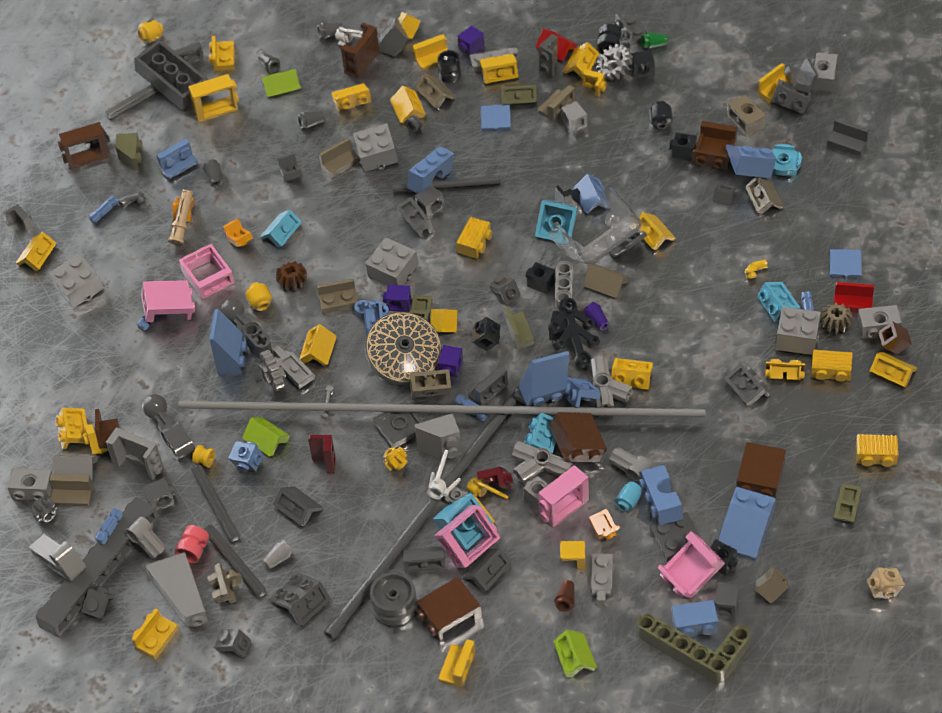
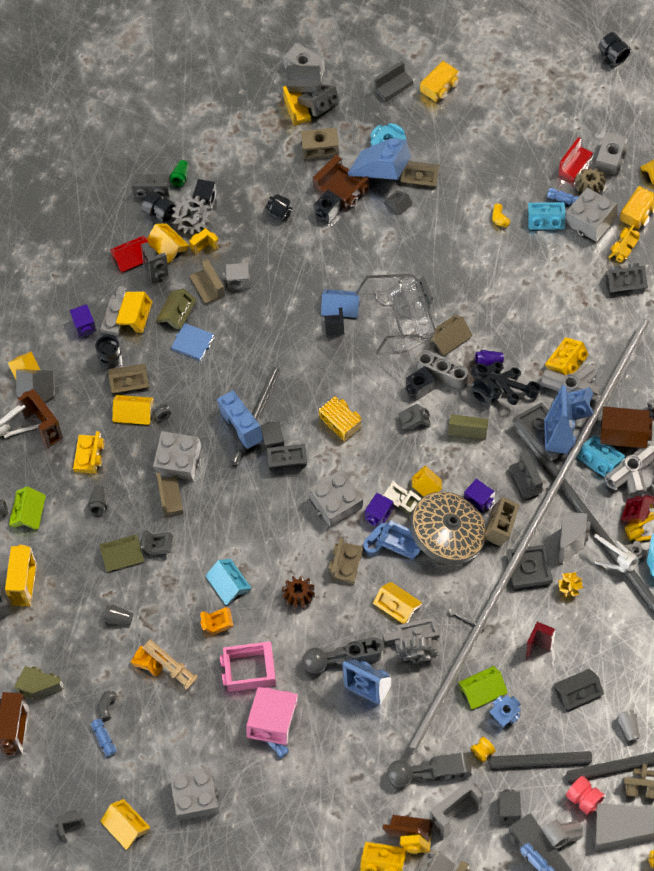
camera: 65 degrees left, 10 degrees up
(176, 159) = (83, 642): medium blue bracket -> none
(258, 296) = (309, 630): yellow head -> none
(268, 151) = (121, 553): none -> olive panel
(427, 52) = (76, 361): yellow panel -> none
(461, 400) = (534, 502): medium blue axle -> none
(486, 333) = (464, 452): black brick -> none
(555, 212) = (358, 342): medium azure slope -> none
(655, 230) = (418, 269): yellow panel -> none
(845, 263) = (528, 149): medium blue piece -> none
(871, 169) = (439, 81): none -> yellow brick
(894, 338) = (637, 150): reddish brown brick -> none

